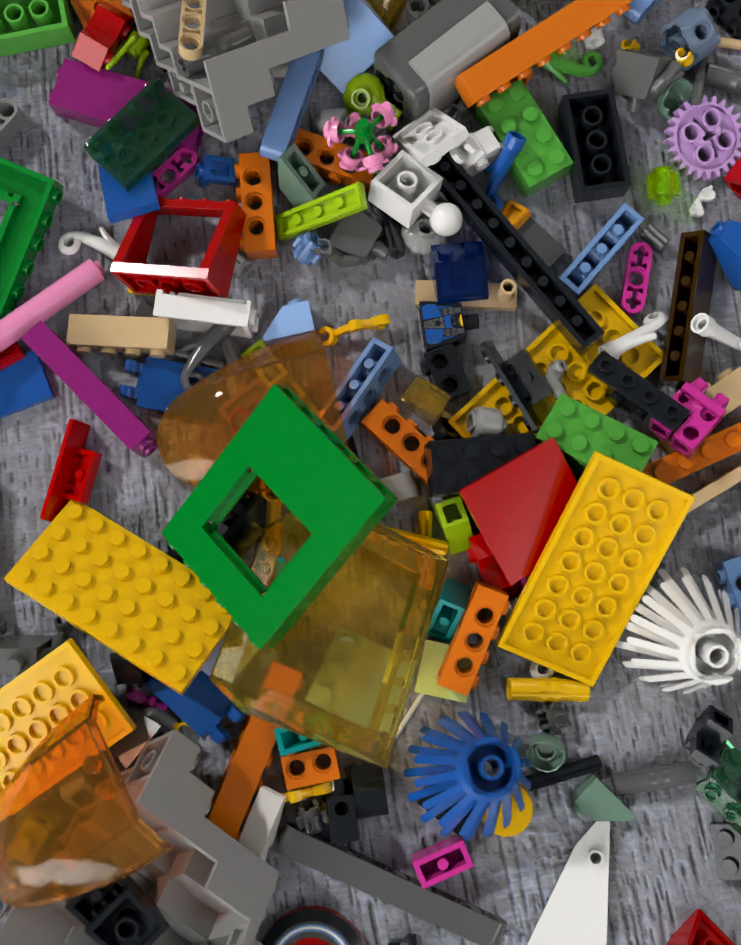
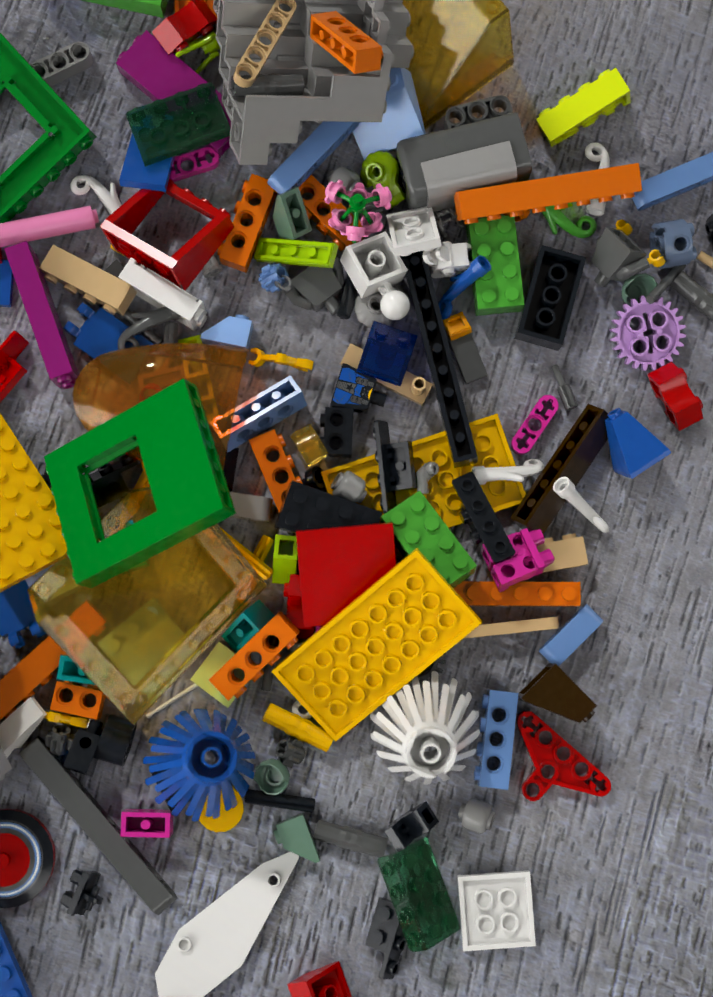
camera: 20 degrees right, 0 degrees up
(215, 170) = (227, 178): blue bracket -> none
(601, 250) = (511, 389): medium blue brick -> none
(663, 185) = (593, 357): clear neon green head -> none
(706, 195) = (627, 381): white piece -> none

